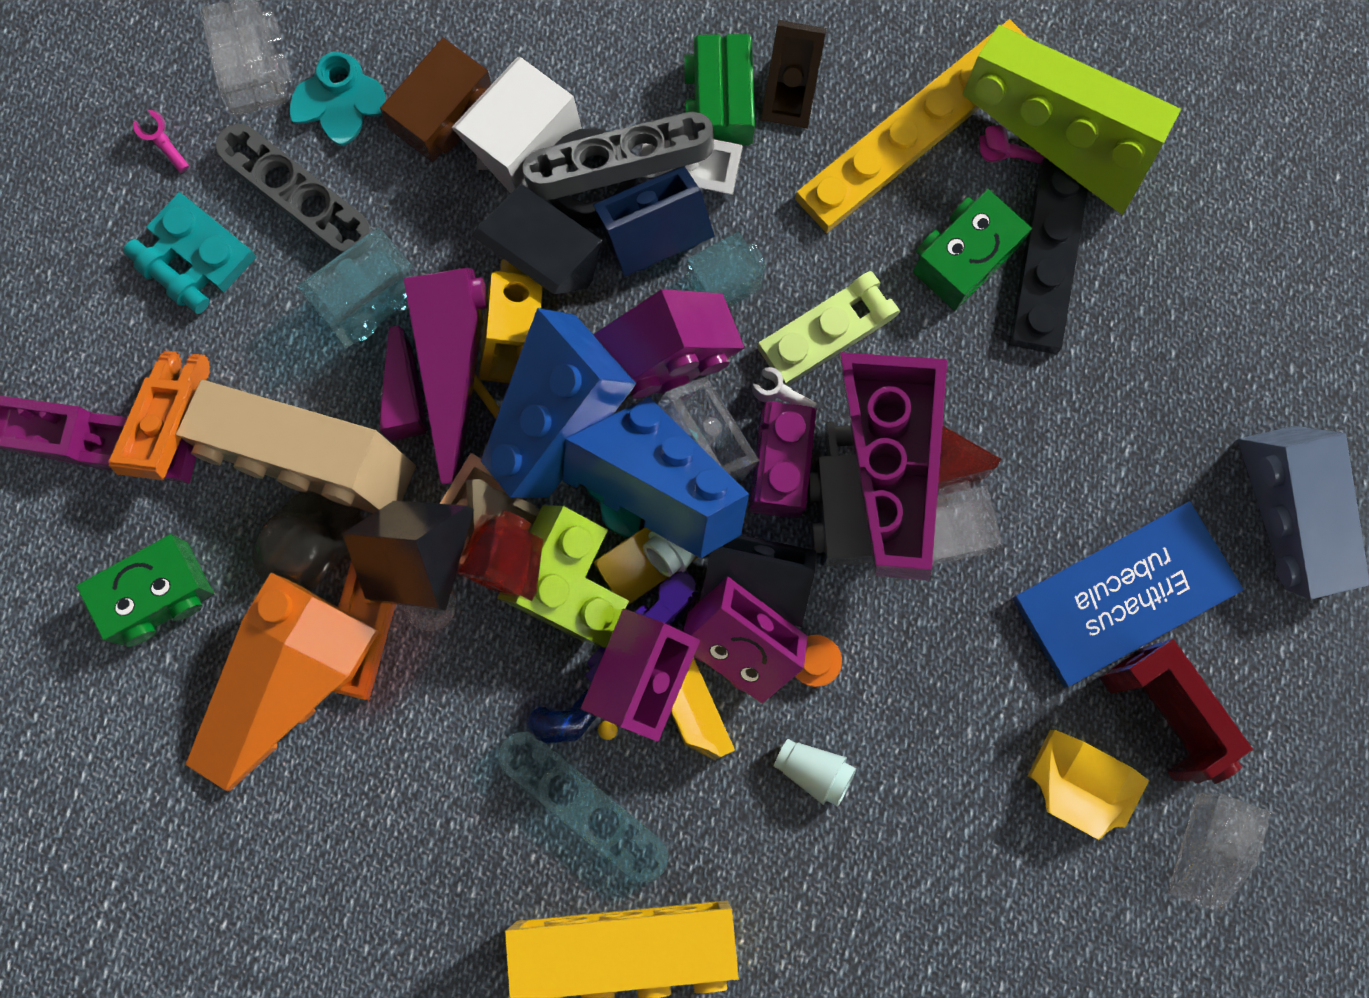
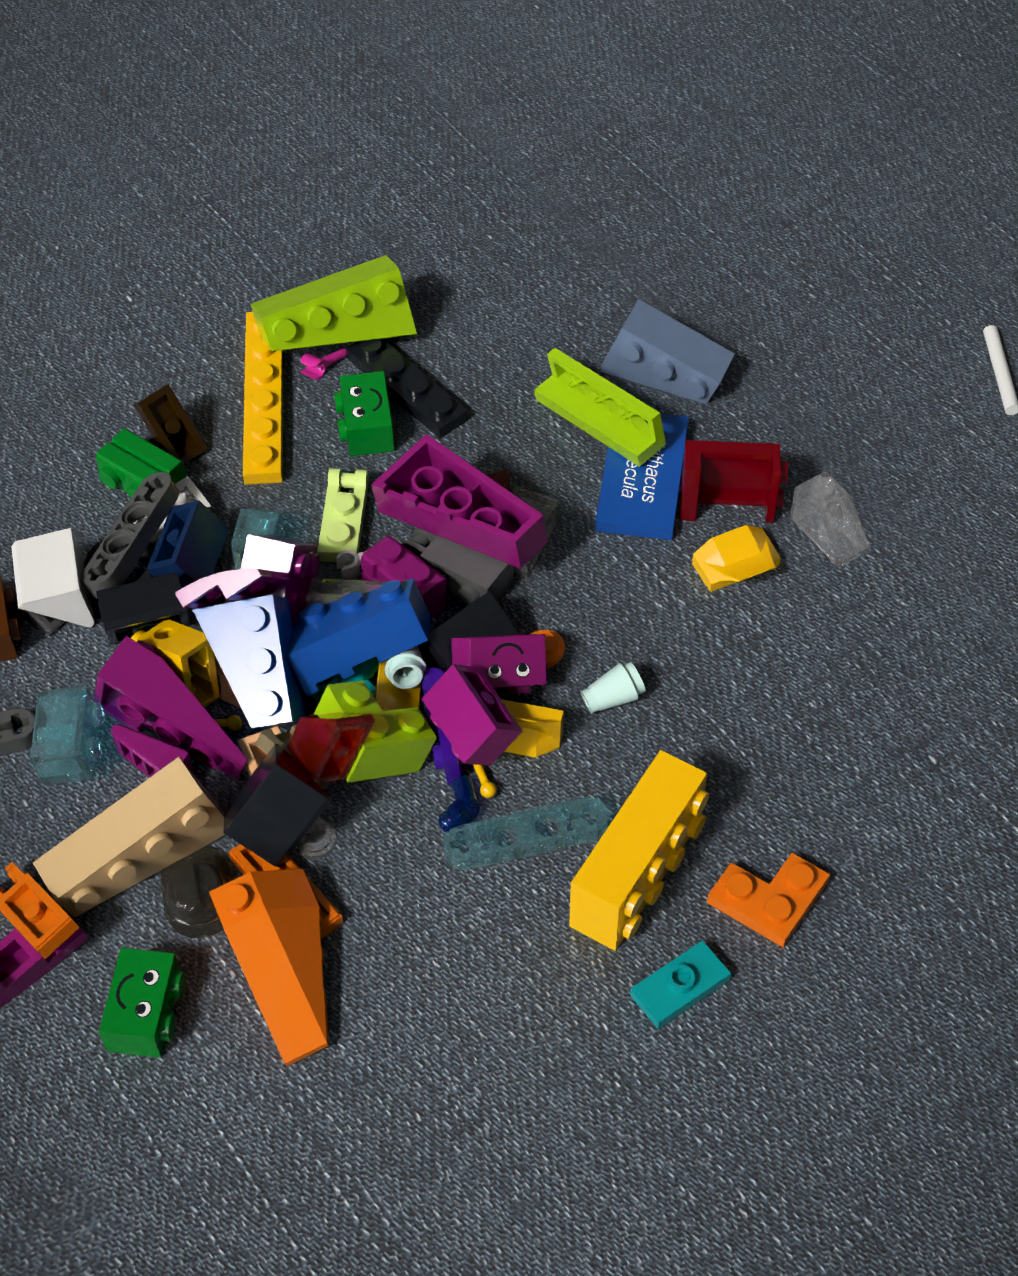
camera: 50 degrees left, 25 degrees down
(584, 329) = (230, 585): none -> slope
(1167, 494) = (601, 409): none -> lime fence

